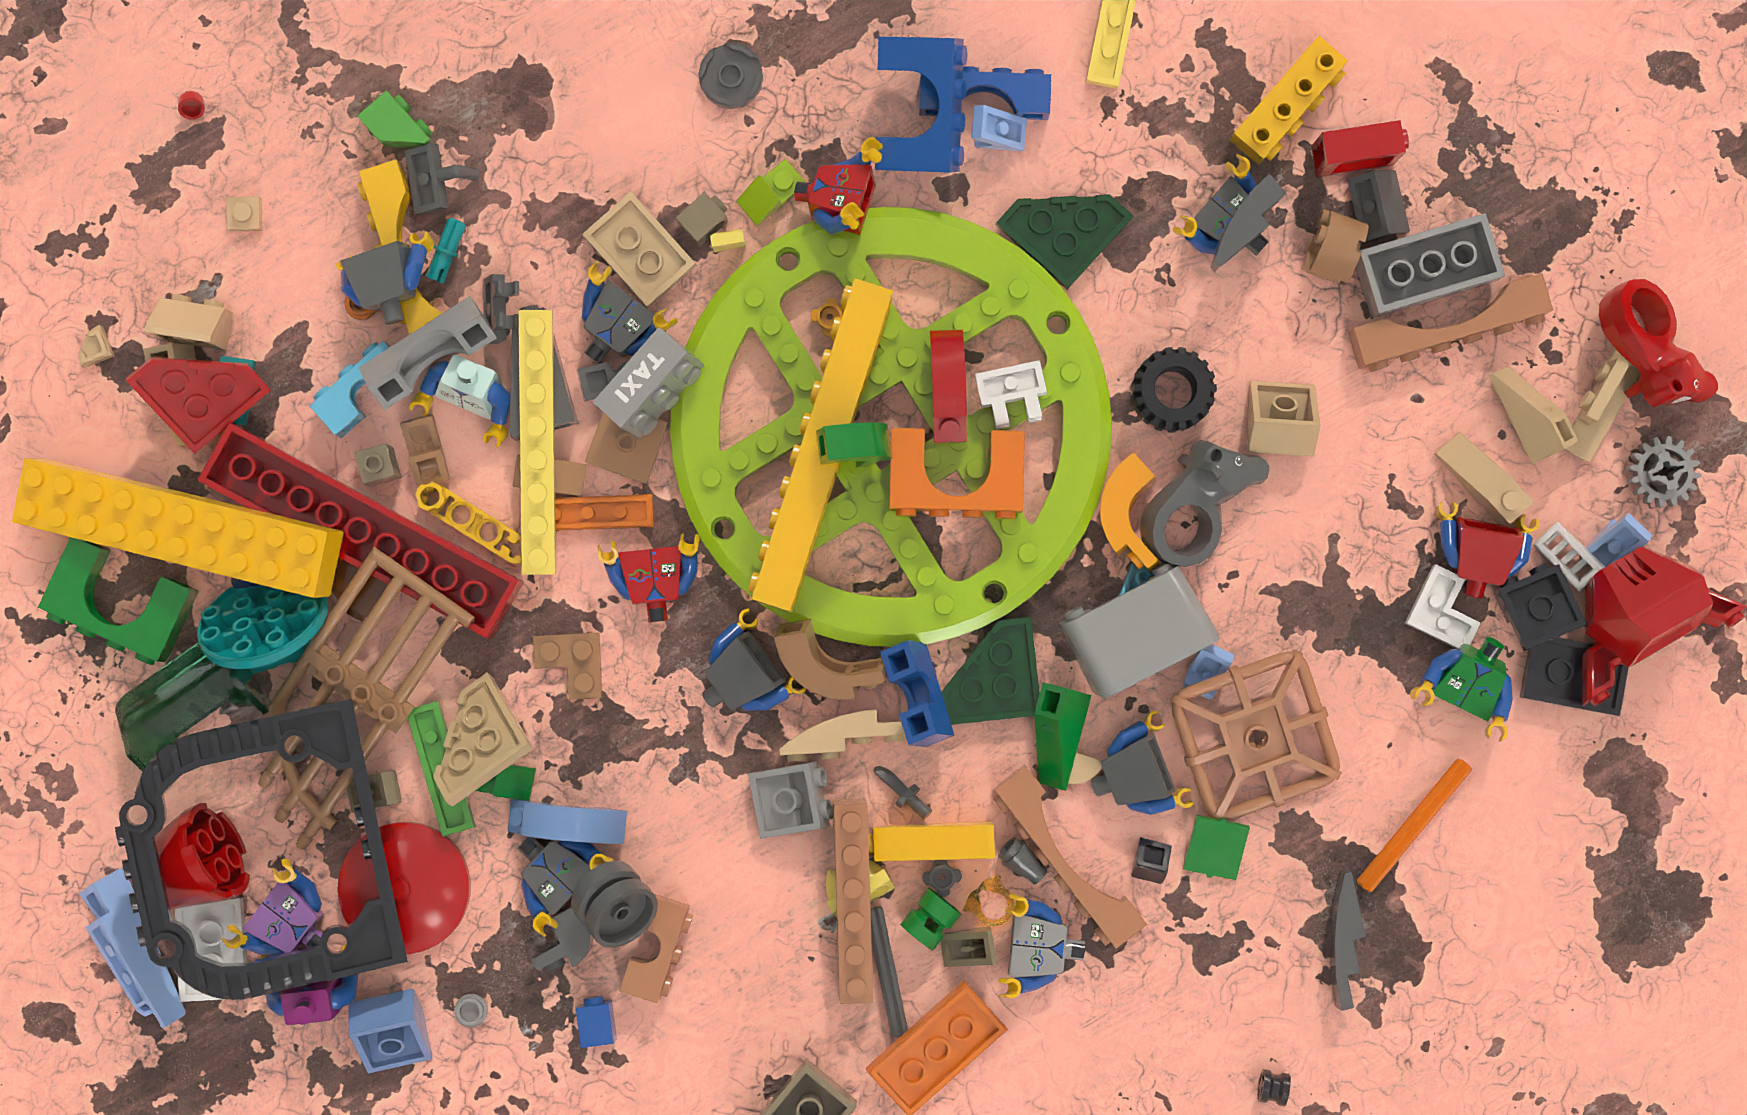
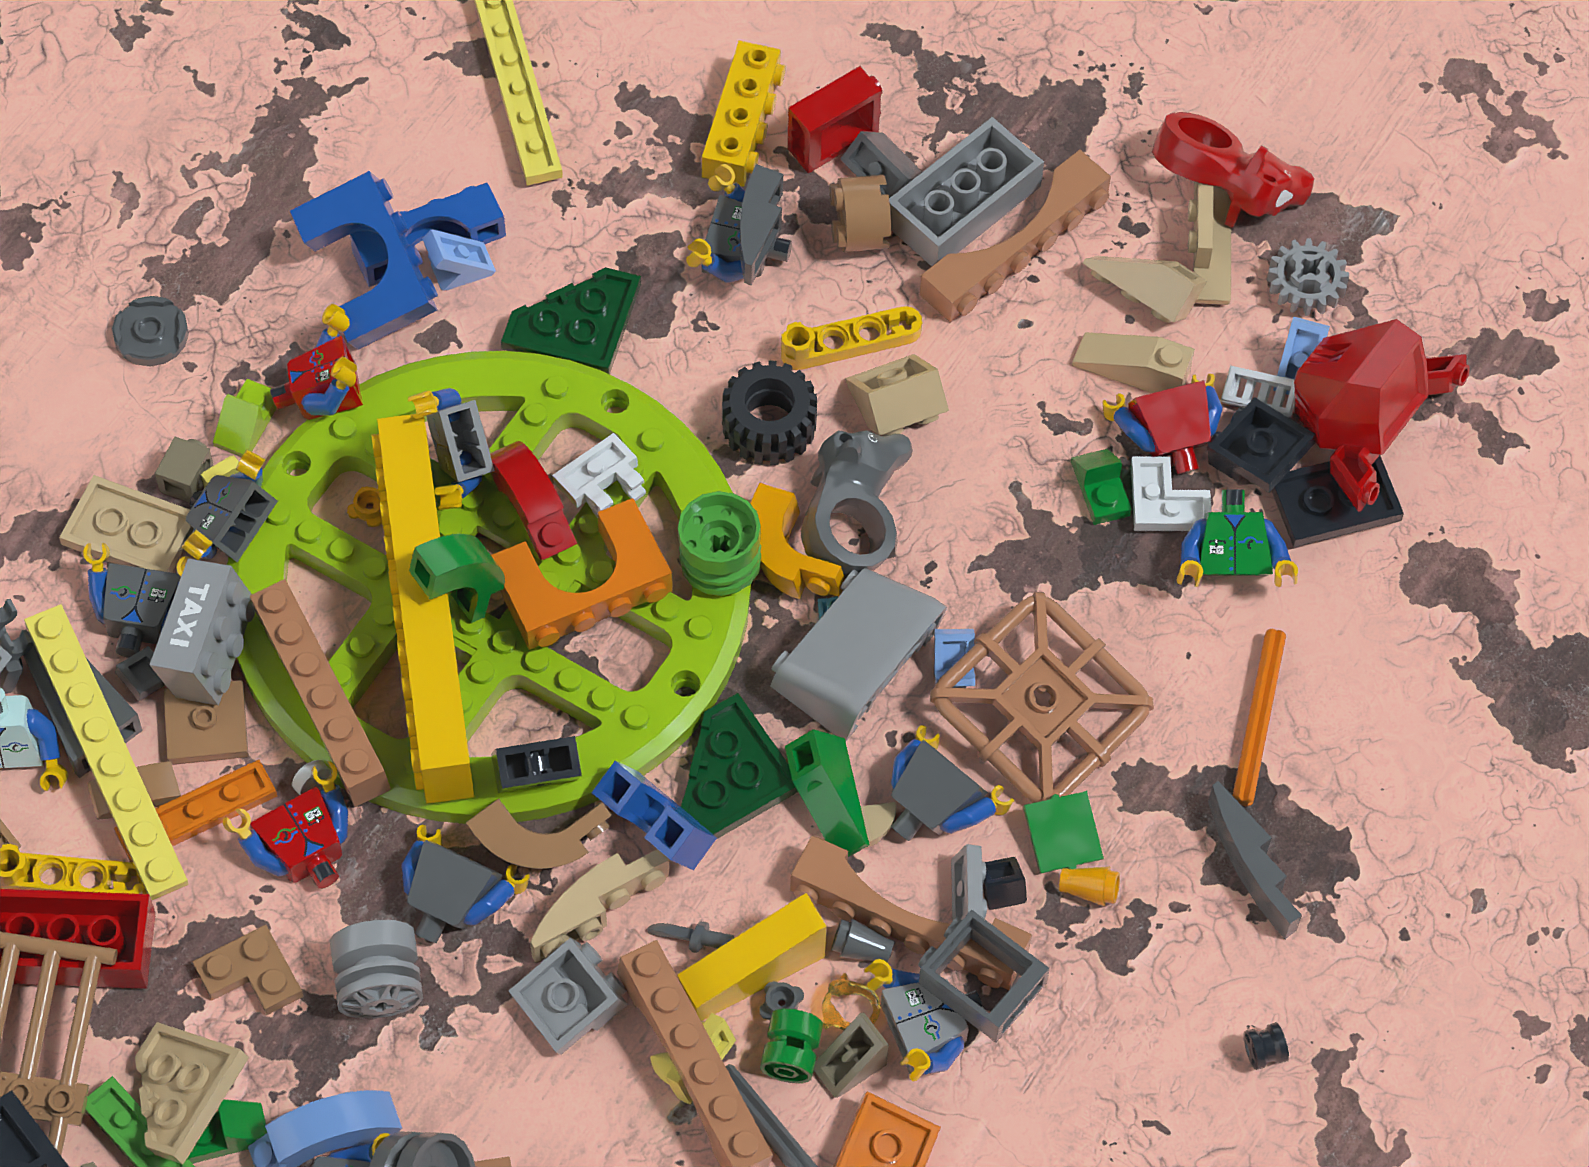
camera: 30 degrees left, 25 degrees down
(657, 717) = (376, 969): none -> light grey wheel
(688, 528) = (303, 778): none -> white tile
(712, 283) = (229, 511): none -> dark grey torso
(713, 481) = (320, 692): none -> nougat arch
(847, 617) = (536, 764): none -> black brick
(913, 319) = (457, 442): none -> torso
(1079, 483) = (719, 543): none -> bright green wheel
(1107, 976) = (1032, 972): none -> dark grey window
(1117, 866) = (967, 878): none -> light grey plate
(1214, 898) = (1092, 884): none -> light orange cone
(1273, 345) = (799, 340): none -> yellow beam
(1400, 571) = (1101, 485): none -> green slope

